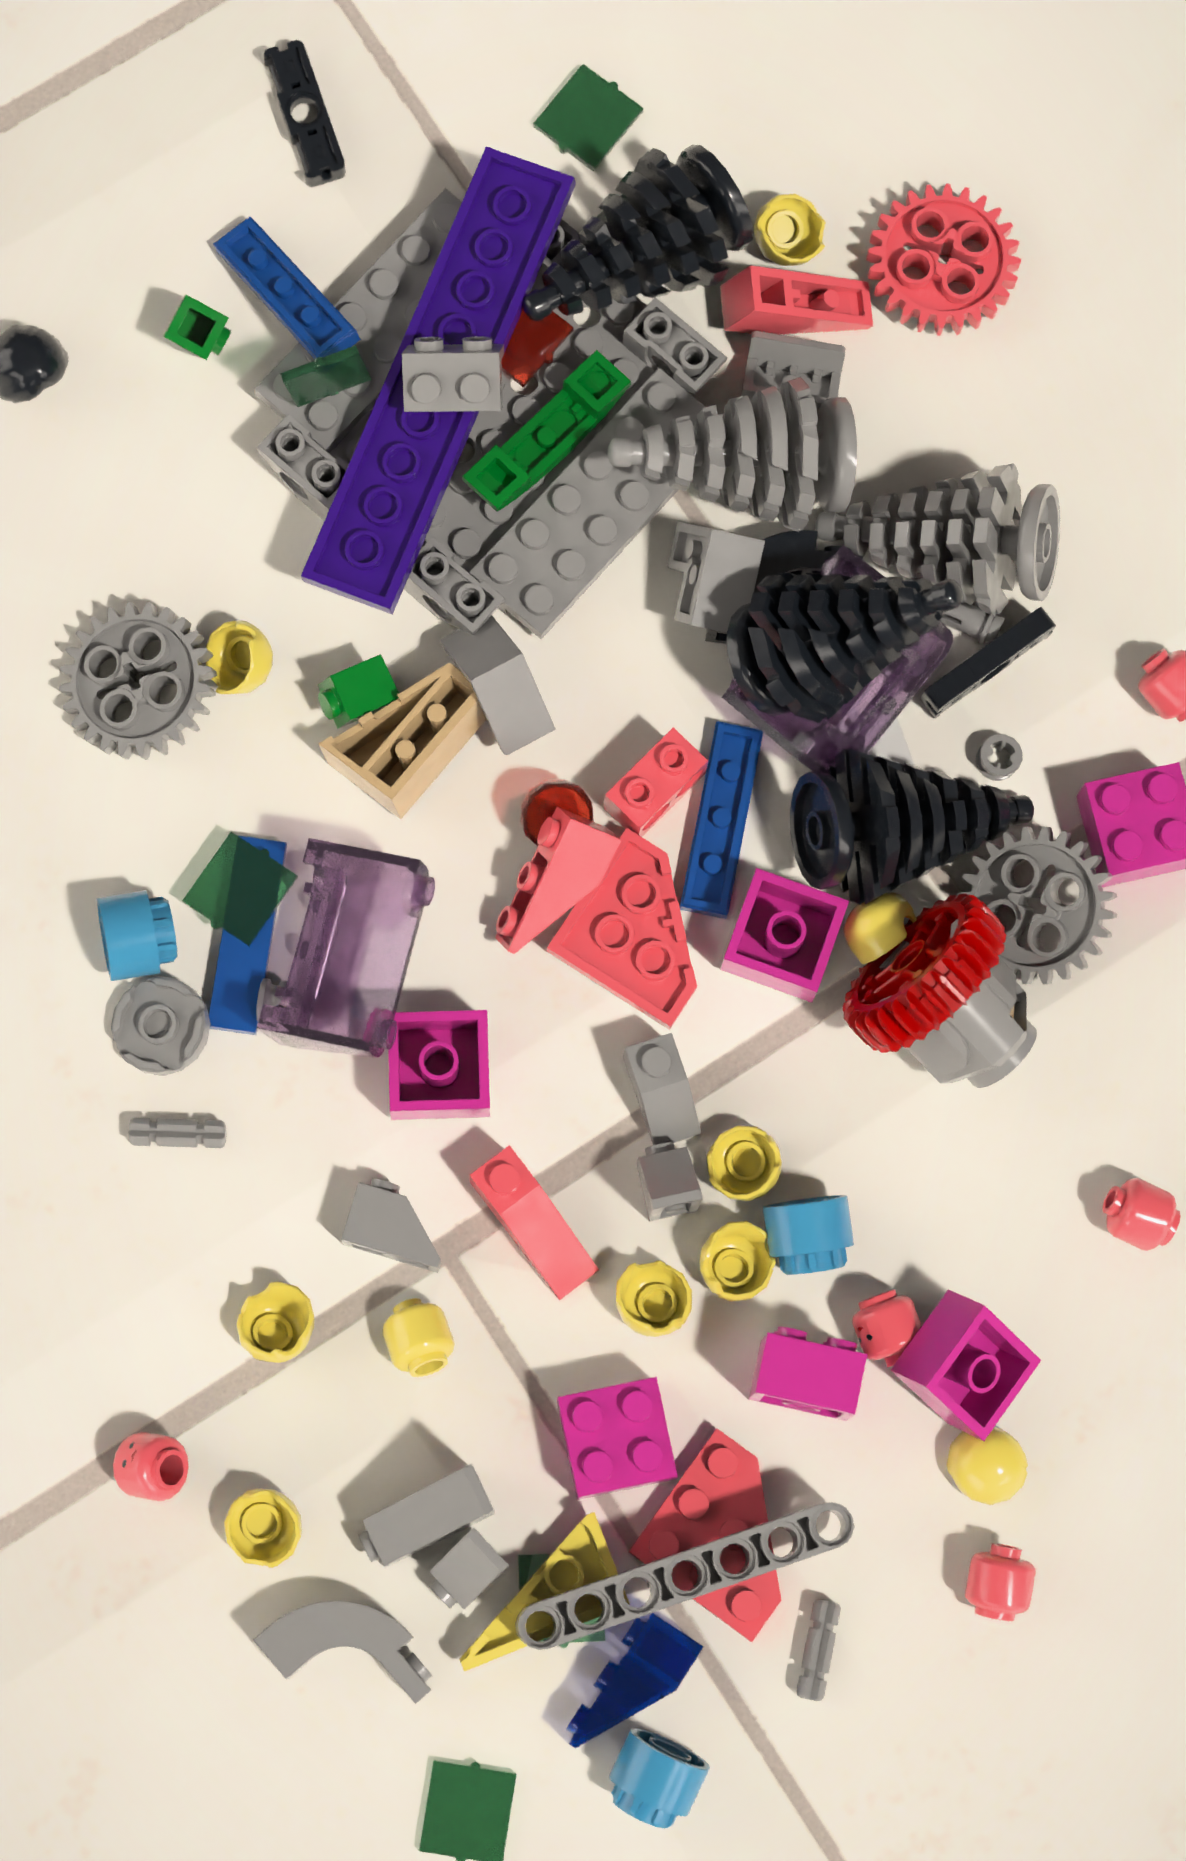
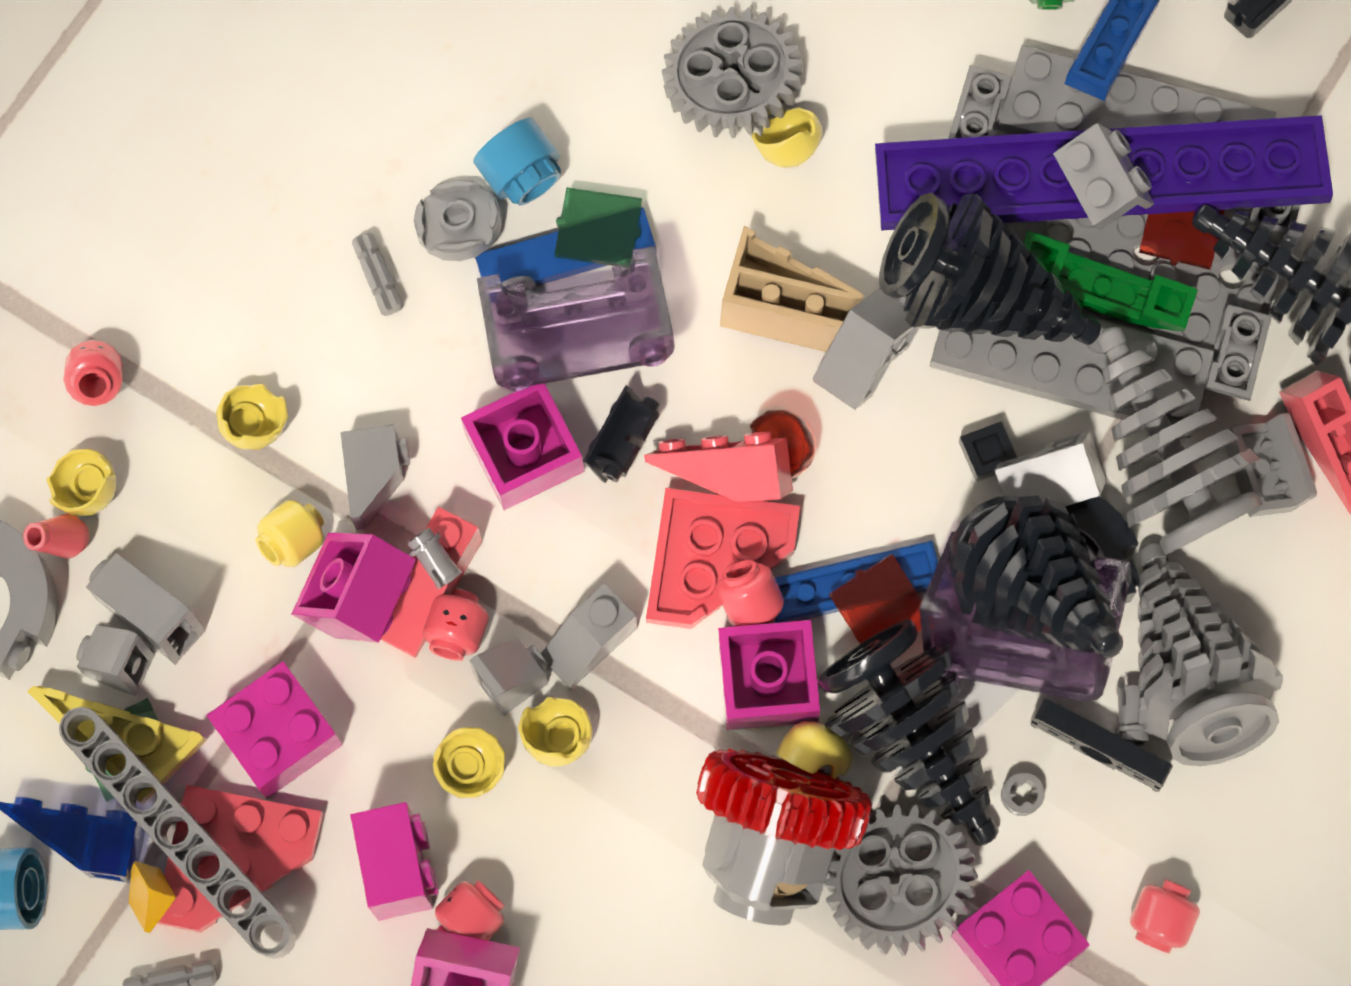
camera: 75 degrees right, 5 degrees down
(311, 1573) = (58, 536): none -> coral cone
(326, 376) = (1052, 82): clear green piece -> none
(357, 691) = (807, 238): green brick -> none
(457, 950) = (611, 452): none -> black hinge
(494, 548) = (976, 276): none -> black plant
(513, 1201) = (433, 557): none -> light grey pin
(513, 1294) = (354, 587): none -> dark pink brick
(592, 1213) = (455, 625): none -> coral head
(653, 625) = (986, 449): none -> black plate
(653, 1298) = (406, 706): light yellow hair -> none
(655, 783) = (849, 512): coral brick -> none
(700, 914) = (750, 594): none -> coral head
(728, 1633) = (149, 894): none -> yellow slope
(756, 798) = (877, 599): none -> clear red piece
(809, 1233) = (520, 811): dark azure piece -> none

